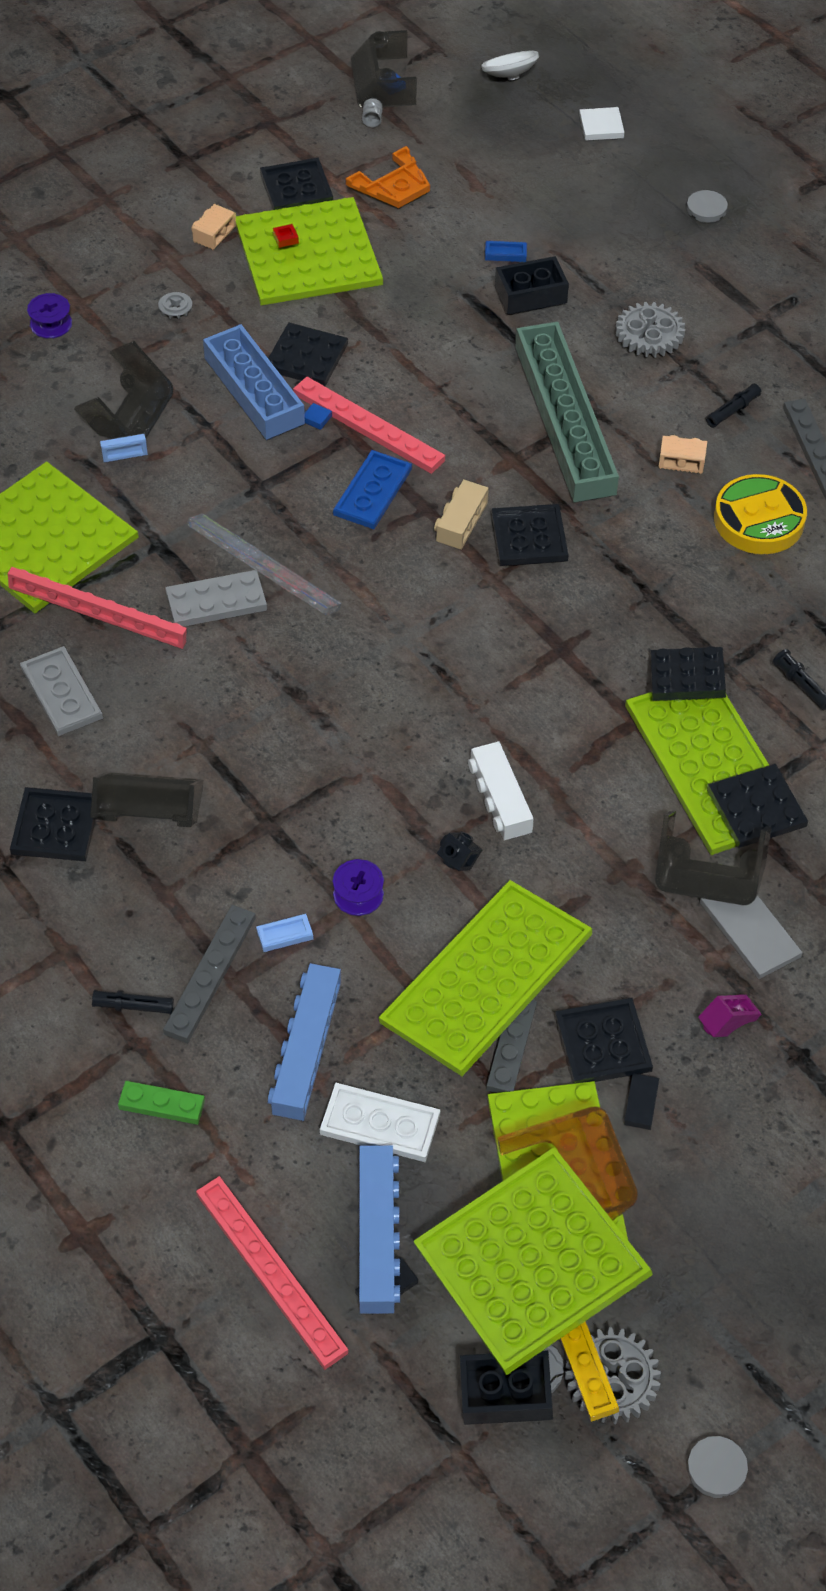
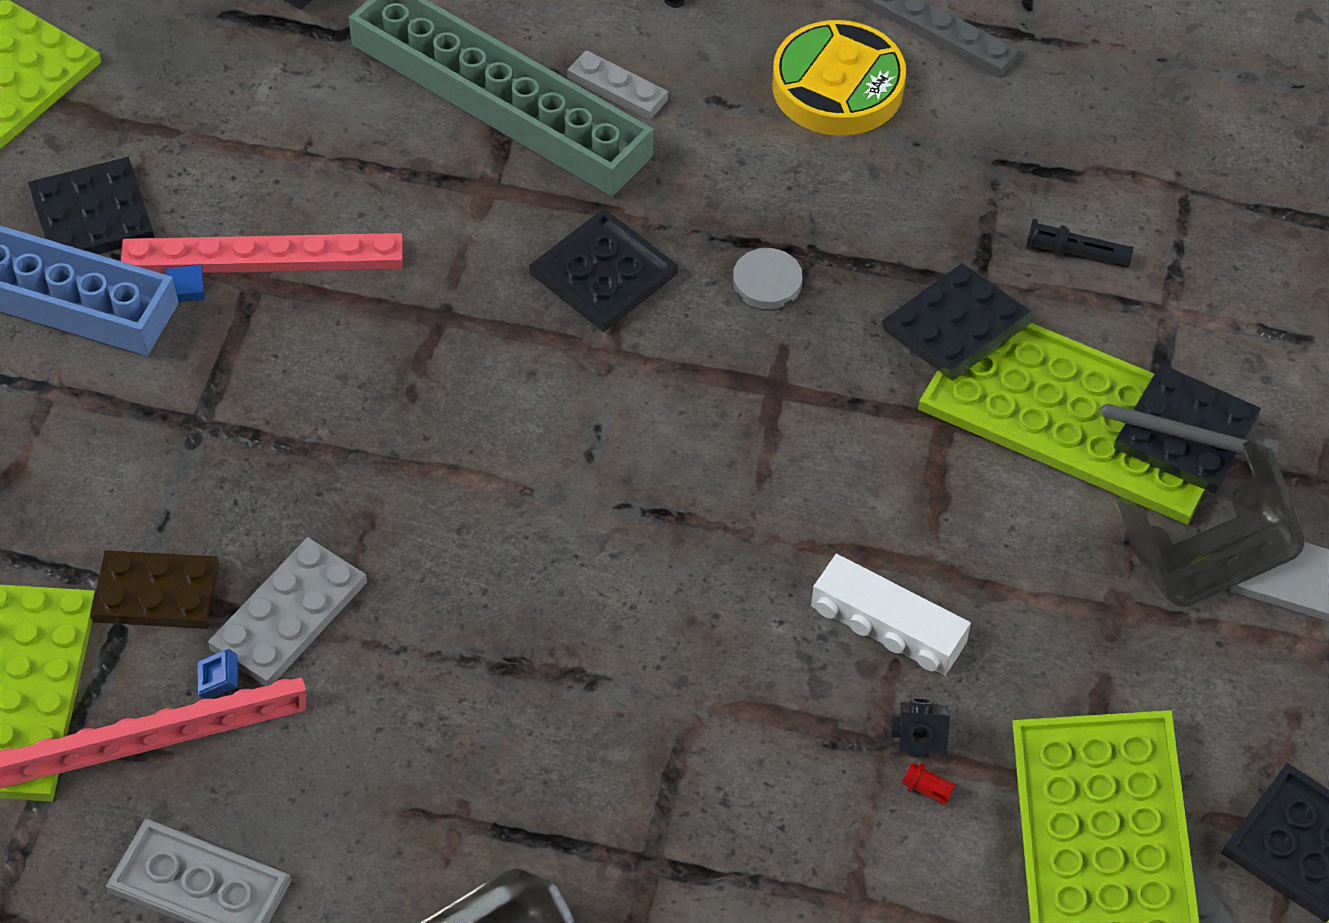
camera: 40 degrees left, 0 degrees up
(155, 604) = (217, 674): none -> blue tile
(166, 549) = (155, 589): none -> dark brown plate
(264, 564) = (307, 523): clear tile -> none
(358, 887) = (861, 848): dark purple piece -> none
(372, 489) = (351, 335): blue tile -> none
(435, 875) = (928, 784): none -> red pin
(461, 514) = (498, 296): tan brick -> none
(613, 592) = (767, 278): none -> light grey tile
(635, 448) = (617, 85): none -> light grey plate
(682, 454) = (684, 58): light nougat brick -> none
(779, 840) = (1181, 430): none -> dark grey piece

